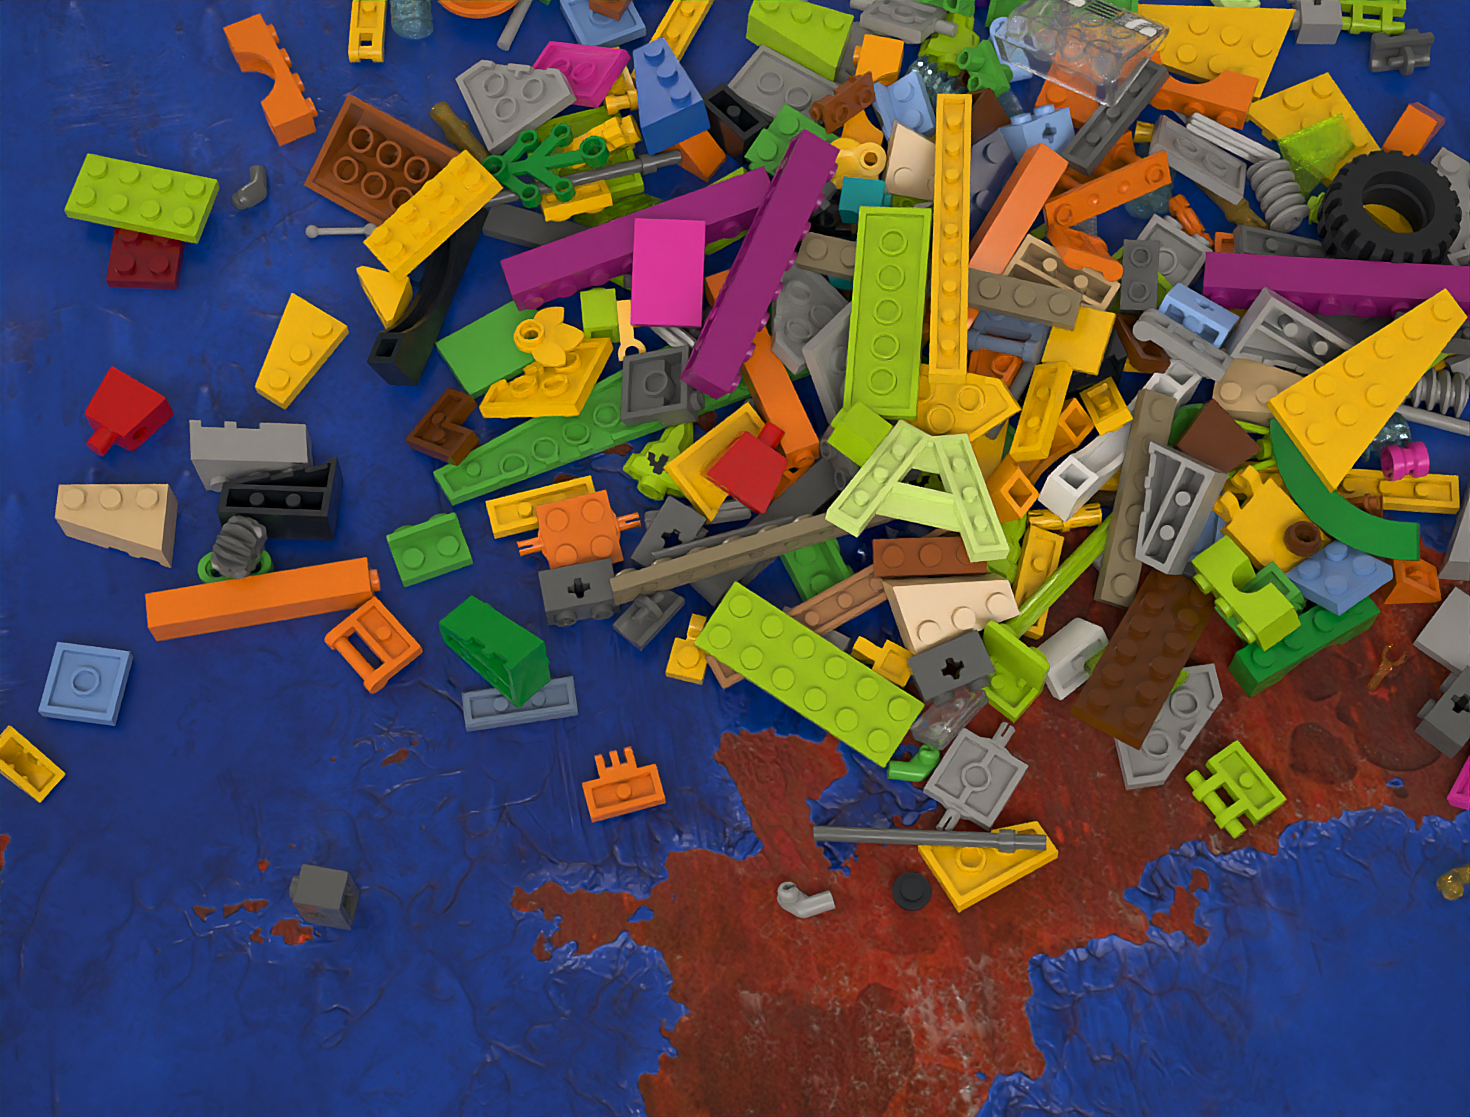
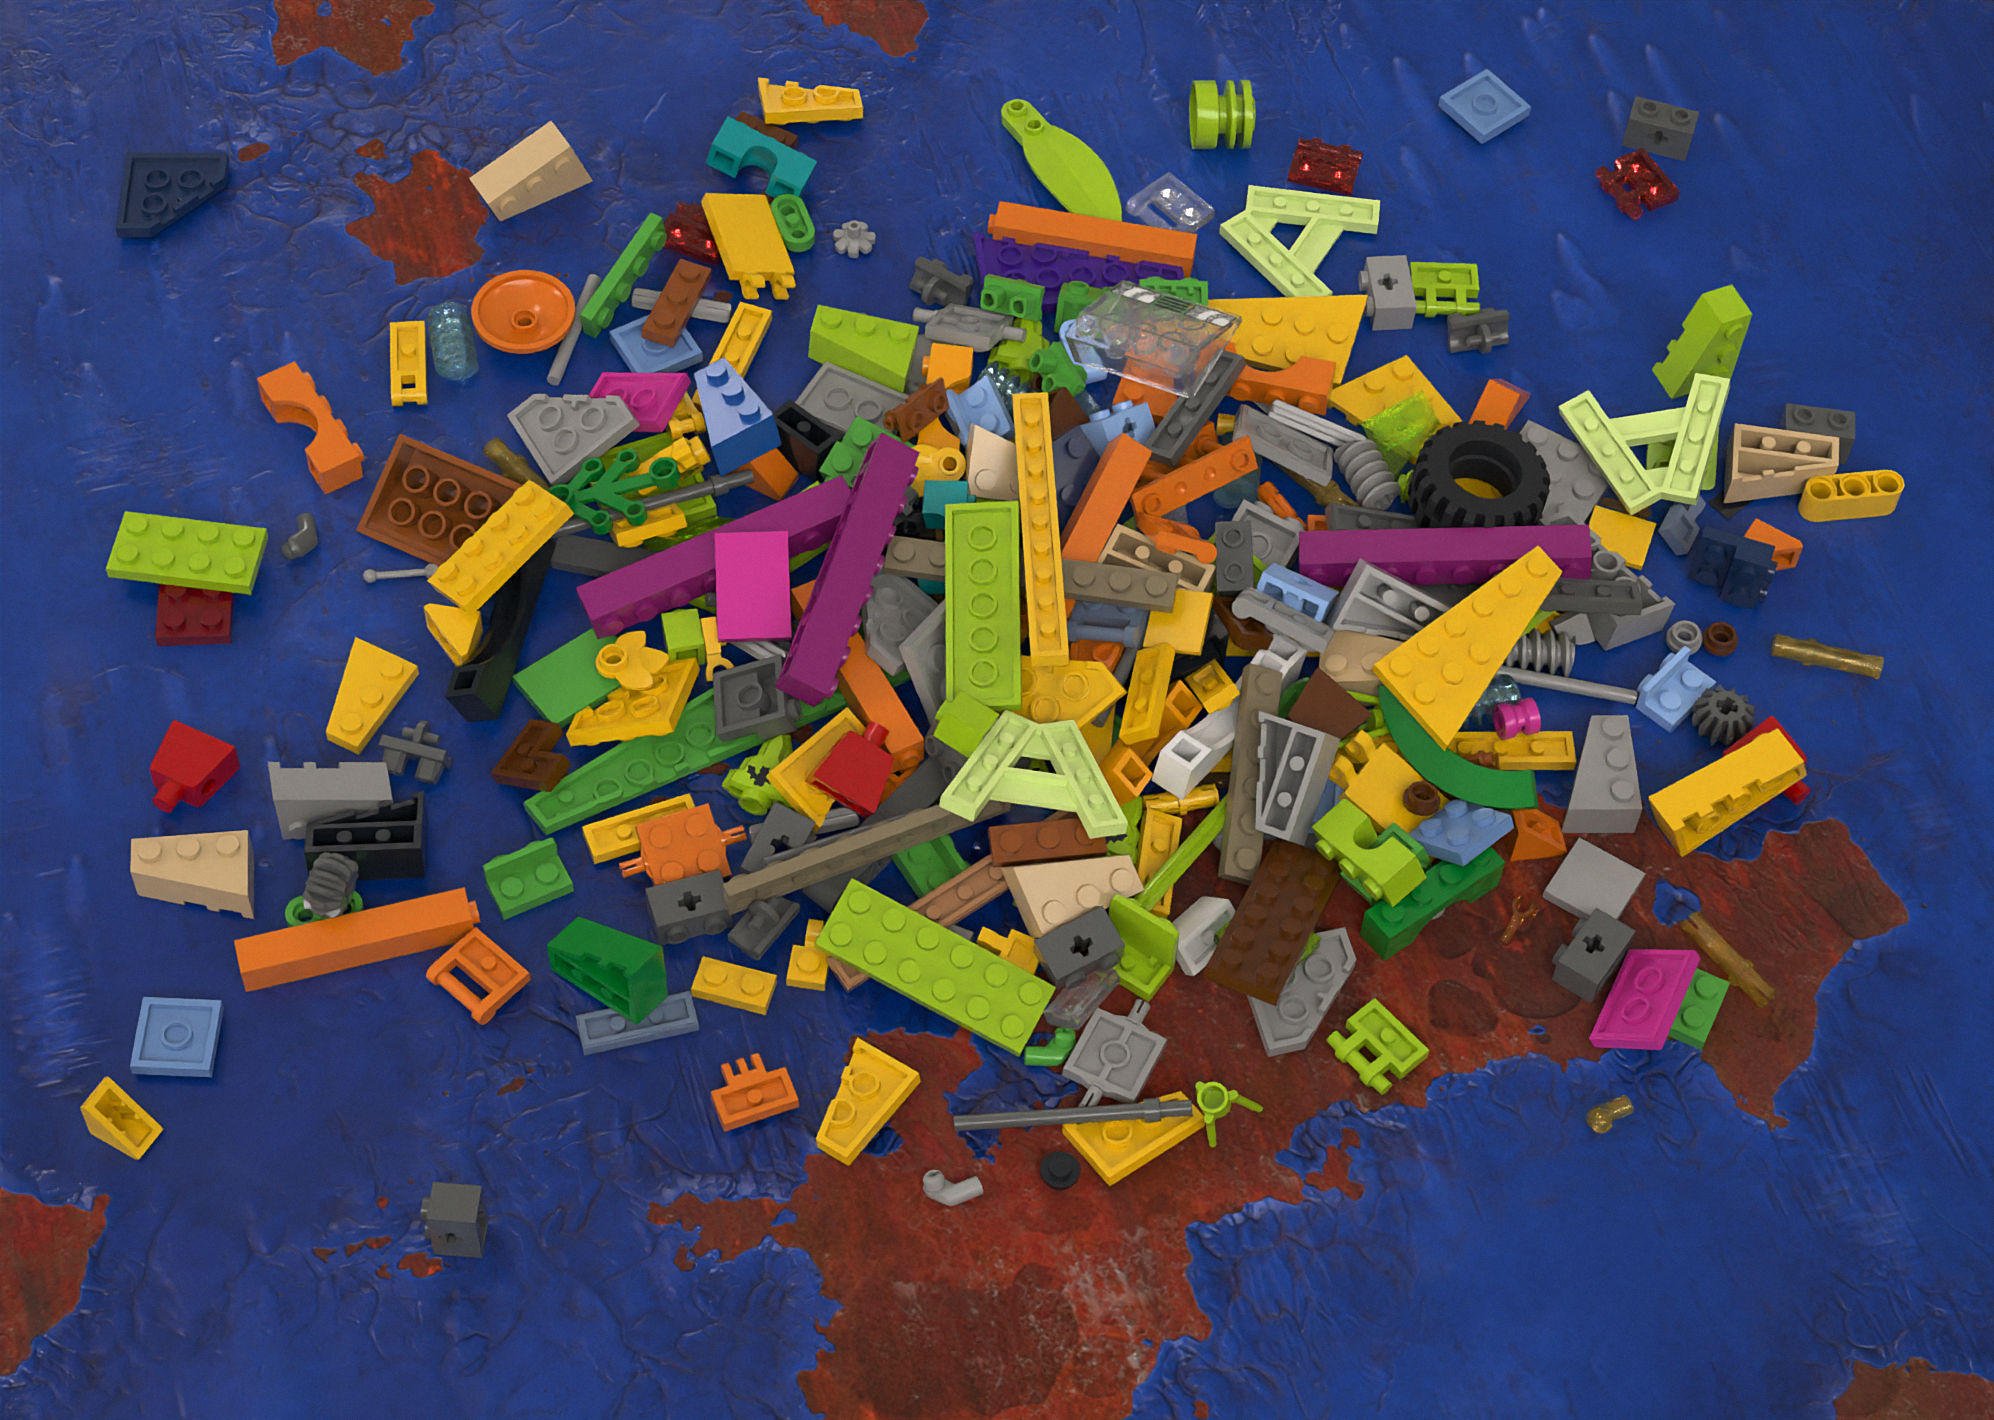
camera: 10 degrees left, 10 degrees down
(349, 424) = (430, 759): none -> dark grey hips
(615, 673) = (734, 985): none -> yellow plate
(732, 800) = (866, 1099): none -> yellow wing
(1071, 842) = (1216, 1103): none -> lime plant

